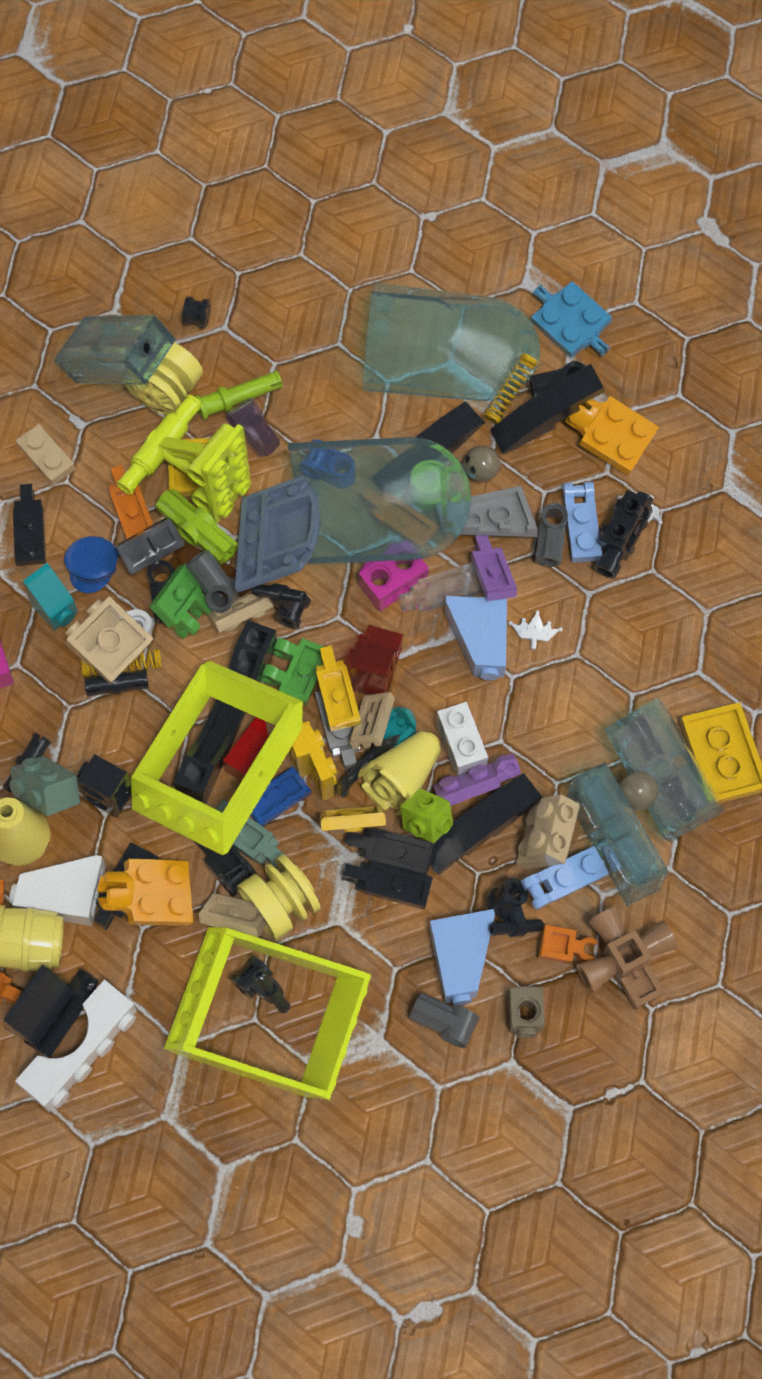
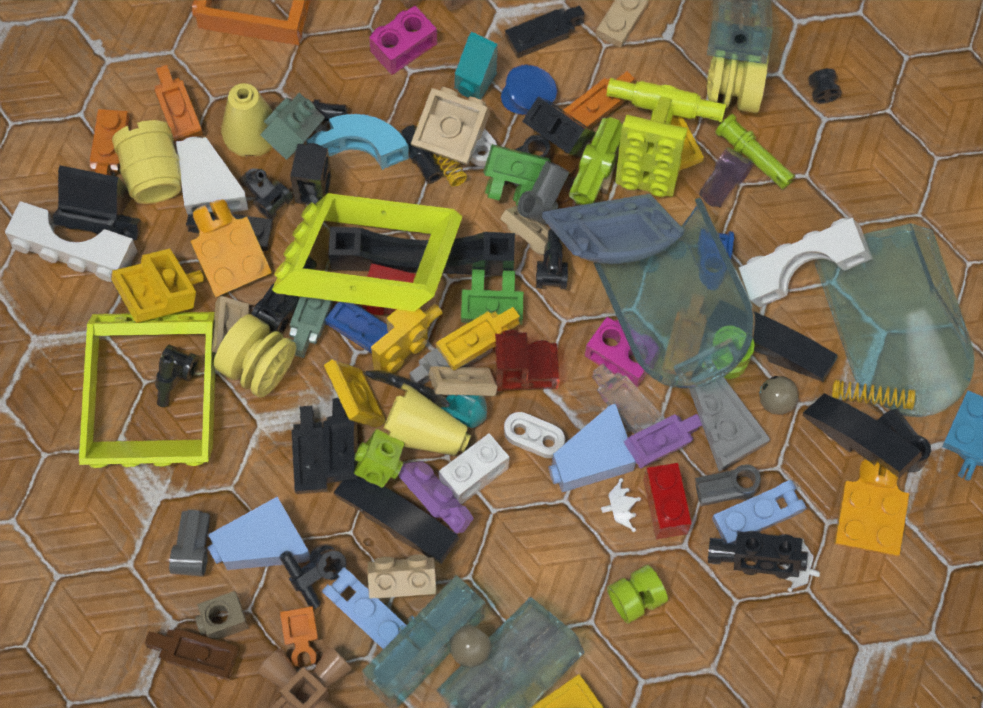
camera: 70 degrees right, 0 degrees up
(77, 722) = (366, 135): none -> medium azure arch
(101, 835) = (266, 192): none -> black piece
(164, 972) = (156, 286): none -> yellow plate
(375, 351) = (769, 275): none -> white arch
(443, 680) = (535, 433): none -> white plate
(549, 589) = (667, 501): none -> red brick
(551, 1047) = (195, 652): none -> reddish brown hinge
(625, 642) = (637, 594): none -> lime wheel

